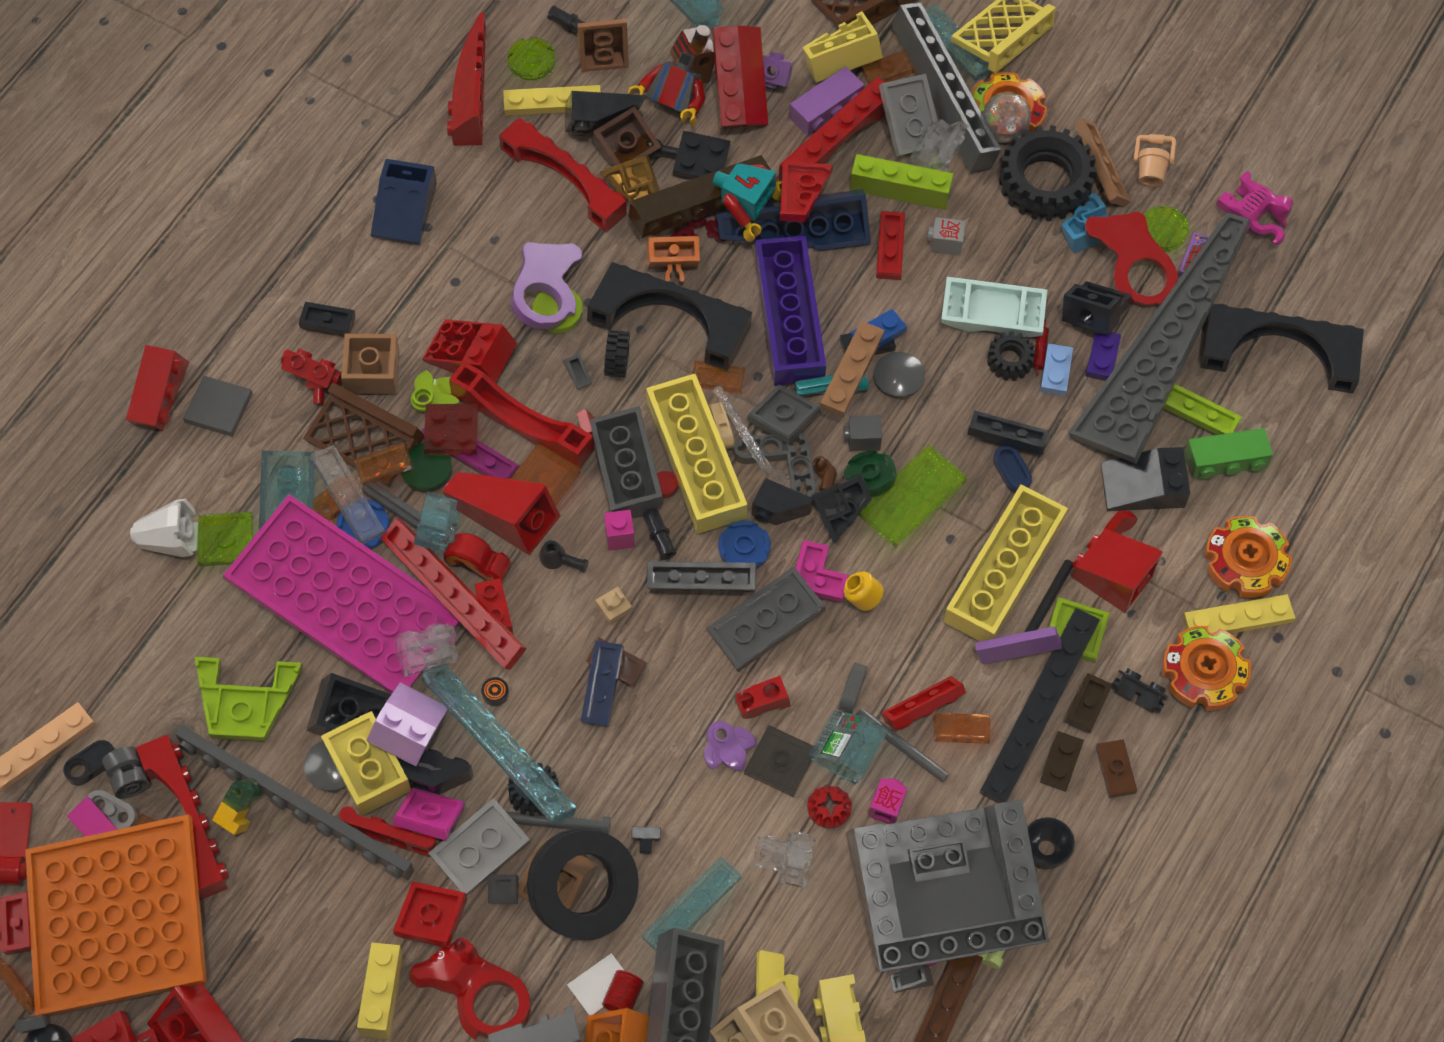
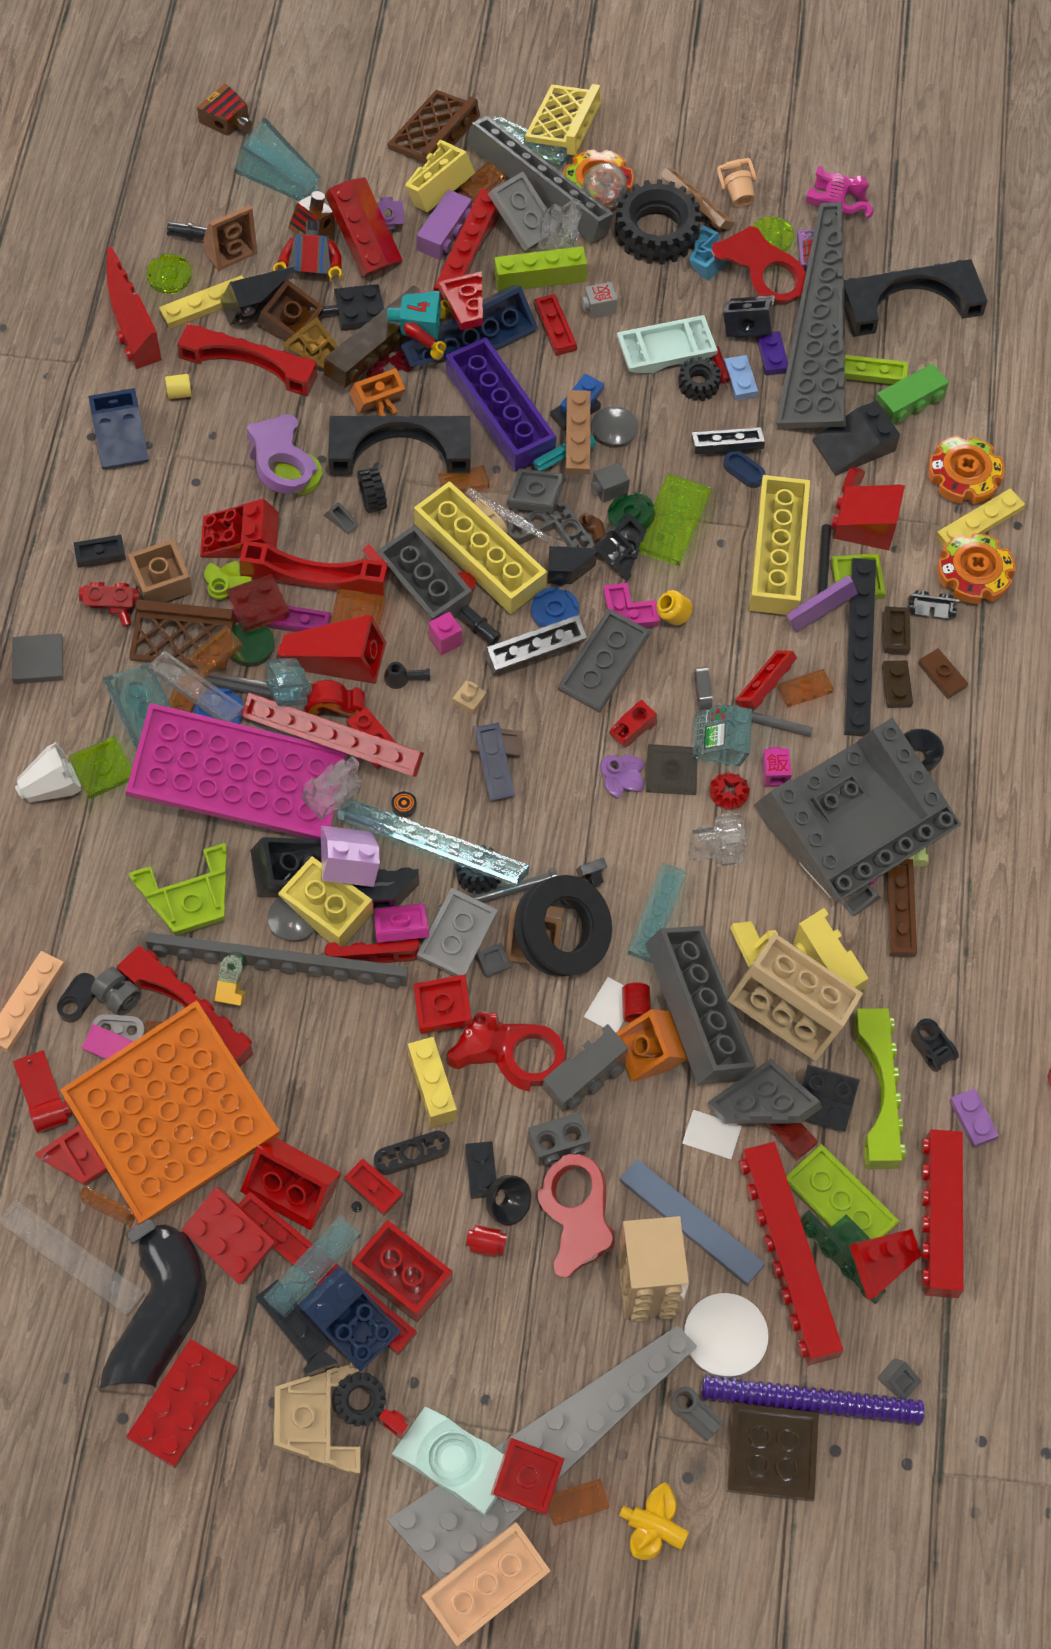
camera: 25 degrees left, 0 degrees up
(482, 178) = (178, 386): none -> light yellow brick

